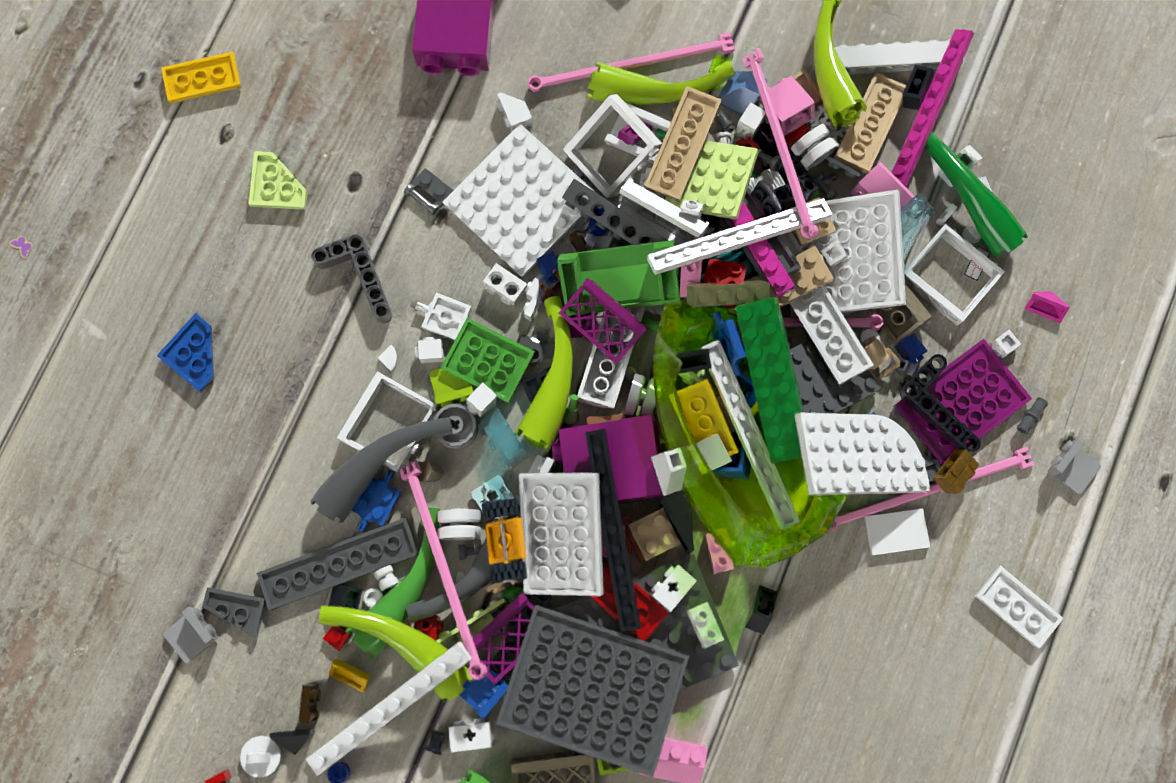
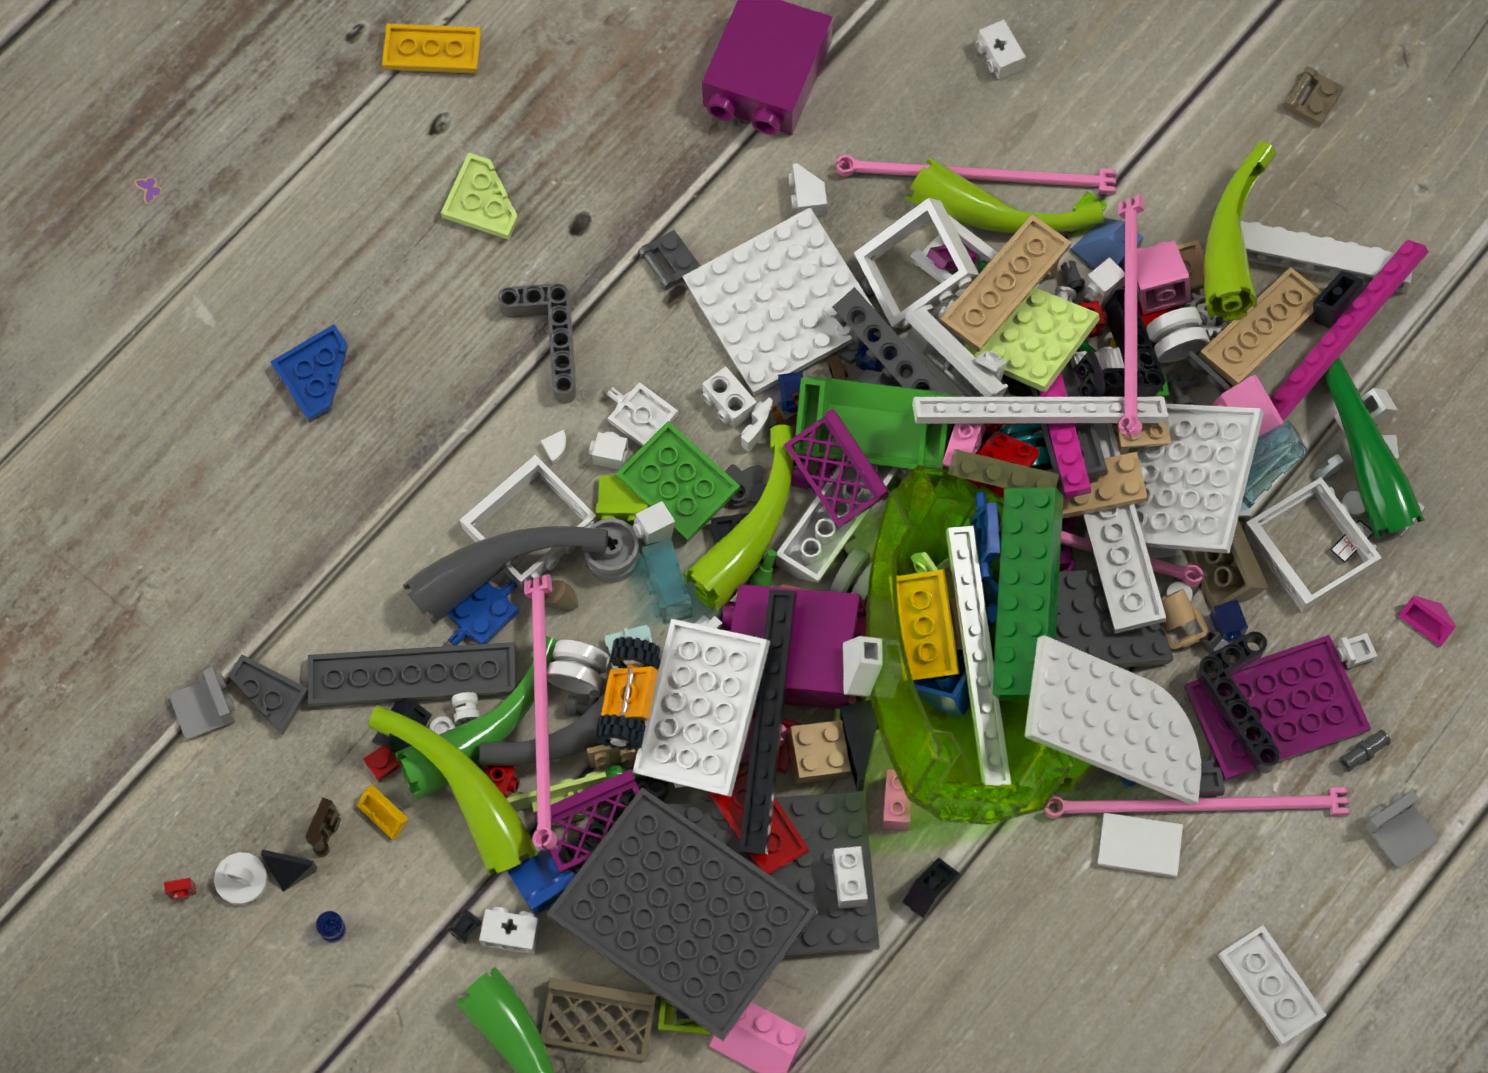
camera: 20 degrees right, 10 degrees down
(389, 708) = (419, 859): white plate -> none
(683, 584) = (816, 833): white brick -> none
(694, 360) = (930, 541): black slope -> none
(714, 452) = (925, 665): sticker -> none
(769, 162) = (1112, 338): dark grey piece -> none
(834, 253) = (1160, 470): white tile -> none
(956, 471) = (1238, 786): pearl gold brick -> none

